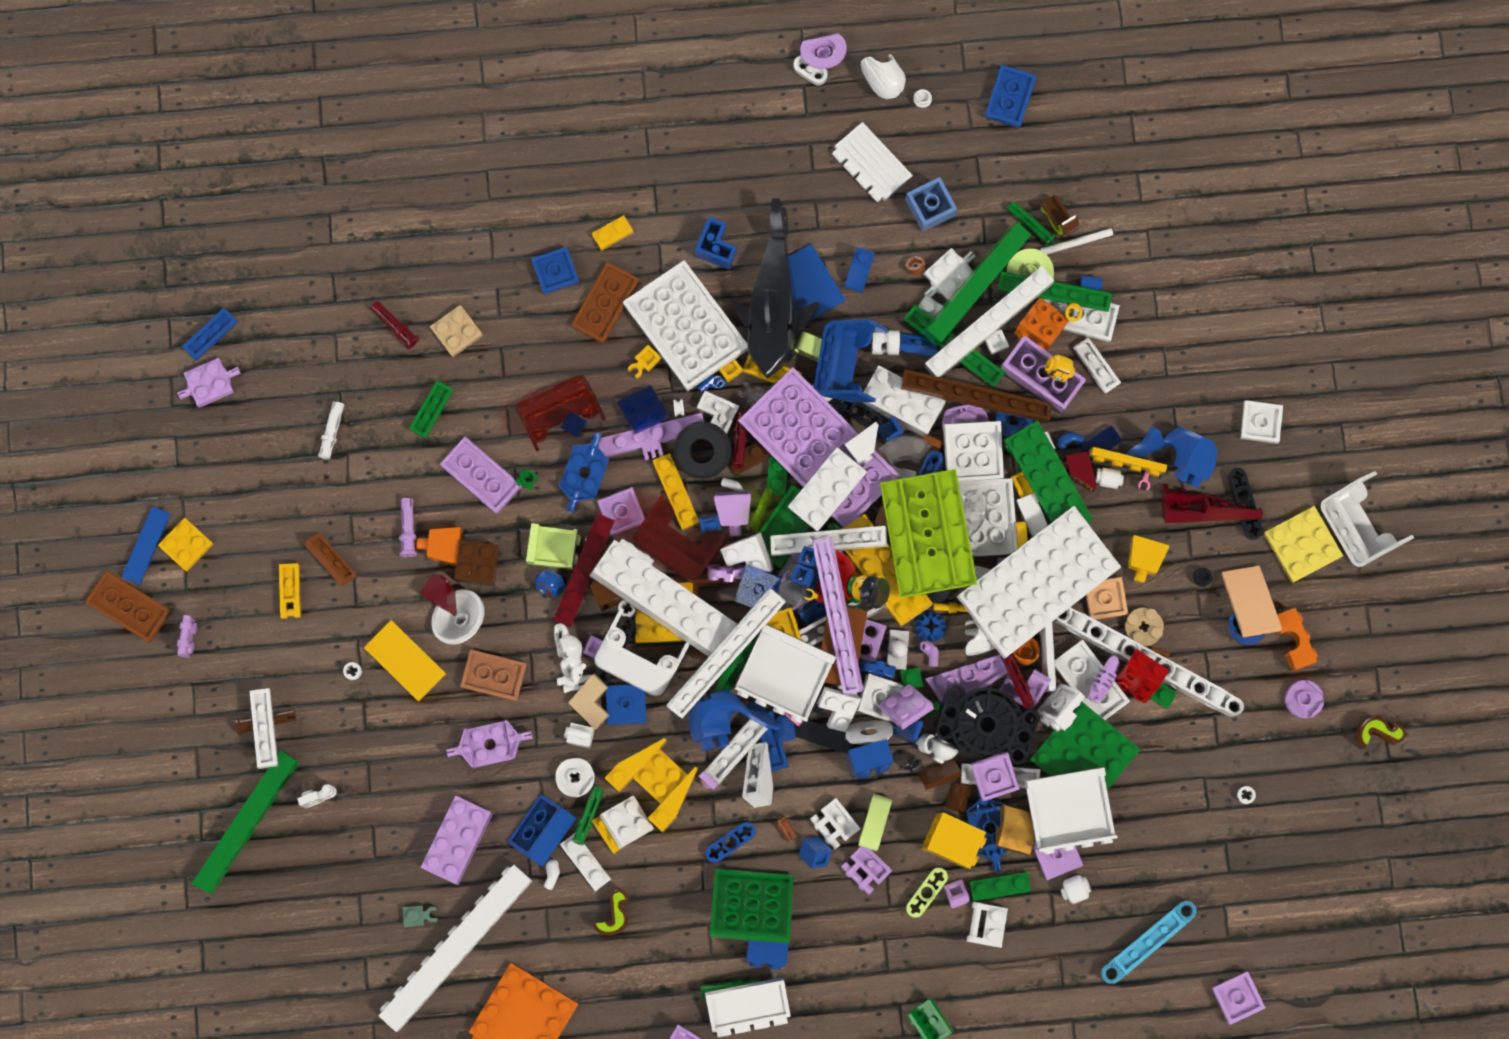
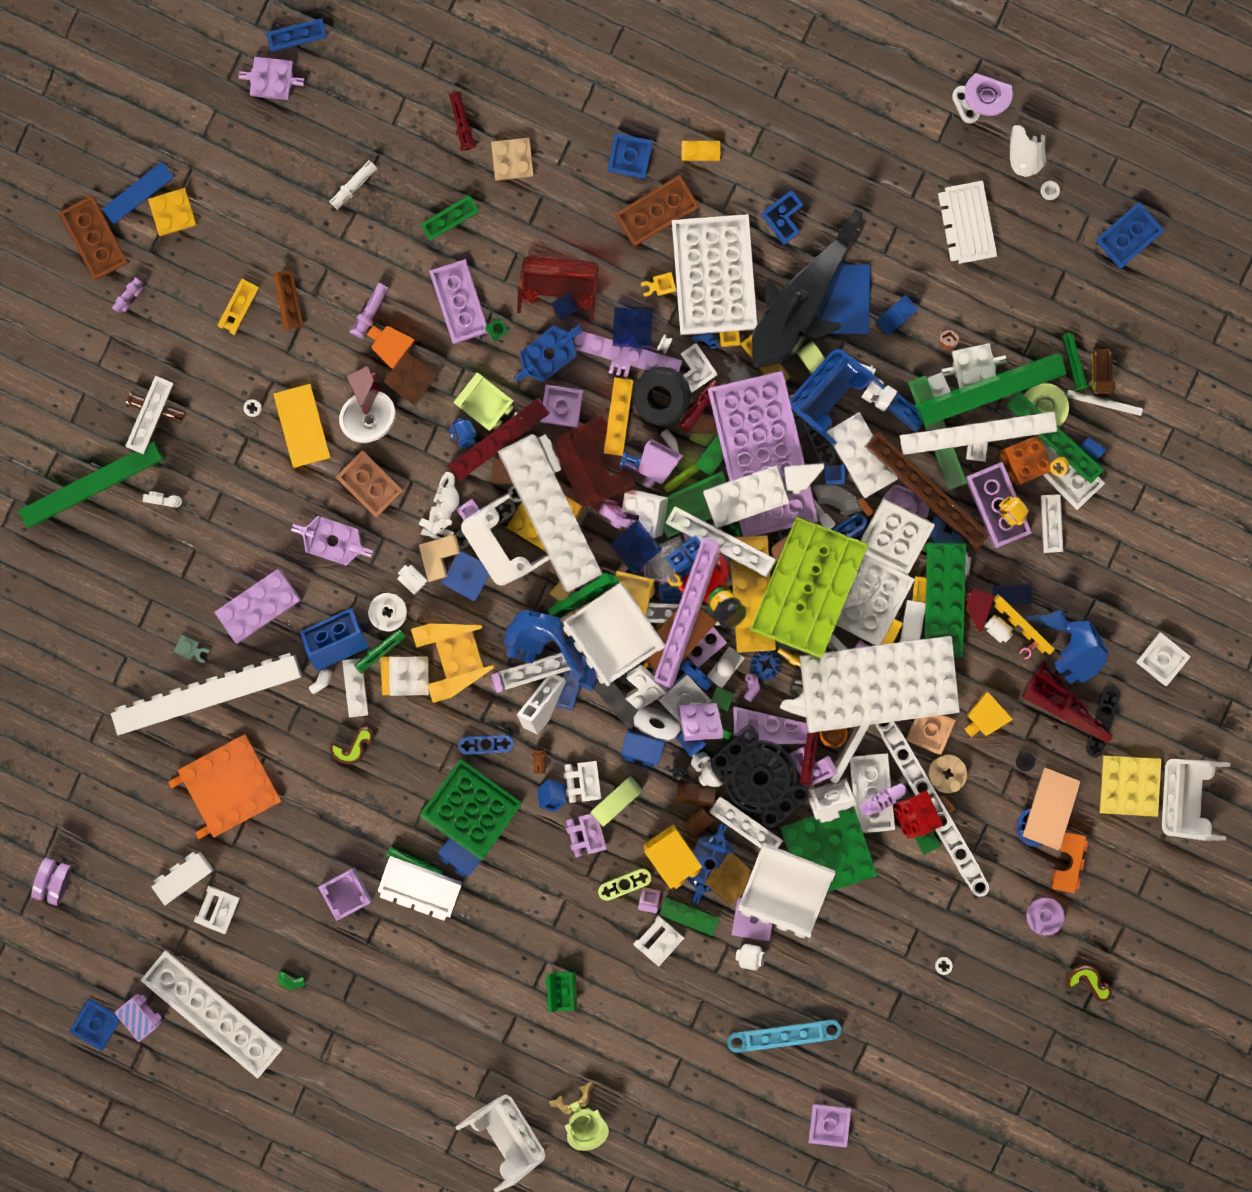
camera: 35 degrees right, 10 degrees up
(726, 653) = (574, 588): white tile -> none
(931, 204) = (995, 294): medium blue brick -> none
(995, 776) = (740, 824): lavender tile -> none
(1069, 437) = (986, 572): blue arm -> none

